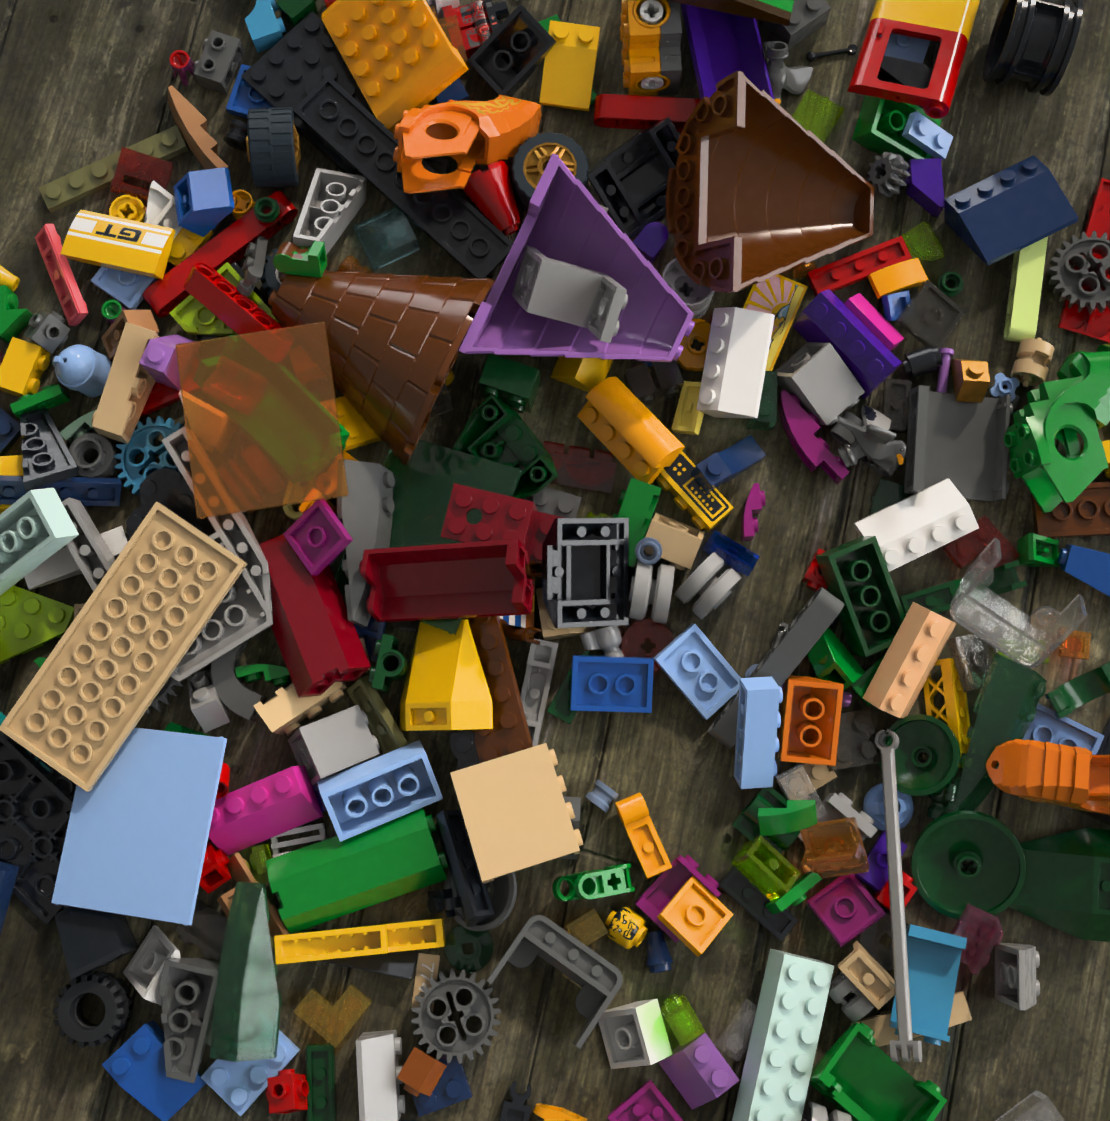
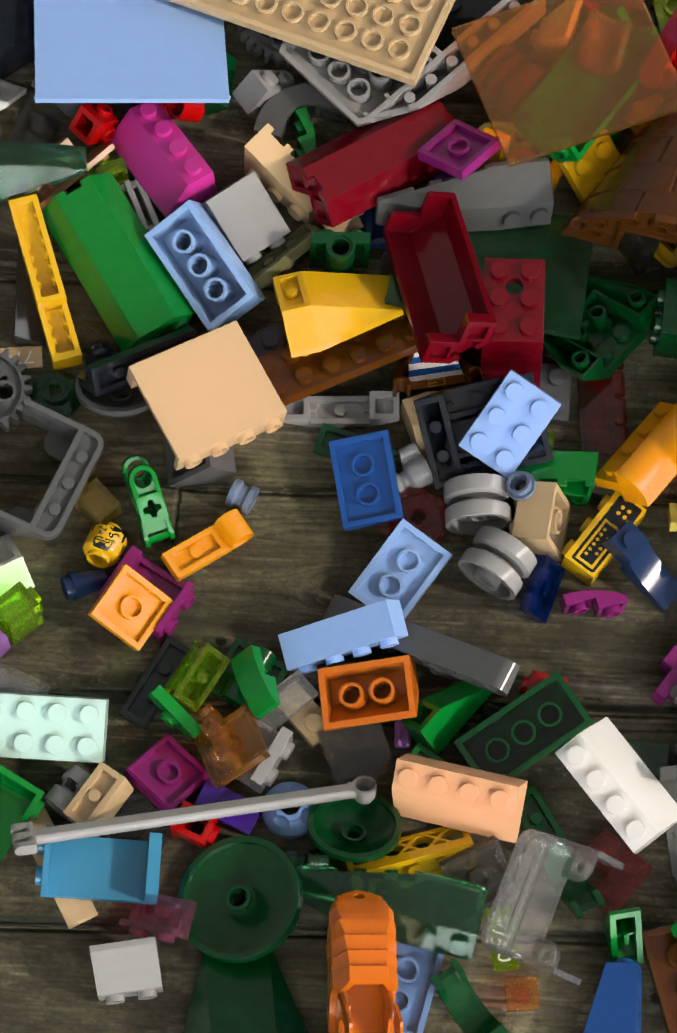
camera: 70 degrees right, 10 degrees down
(595, 548) = (509, 424): none -> light blue plate

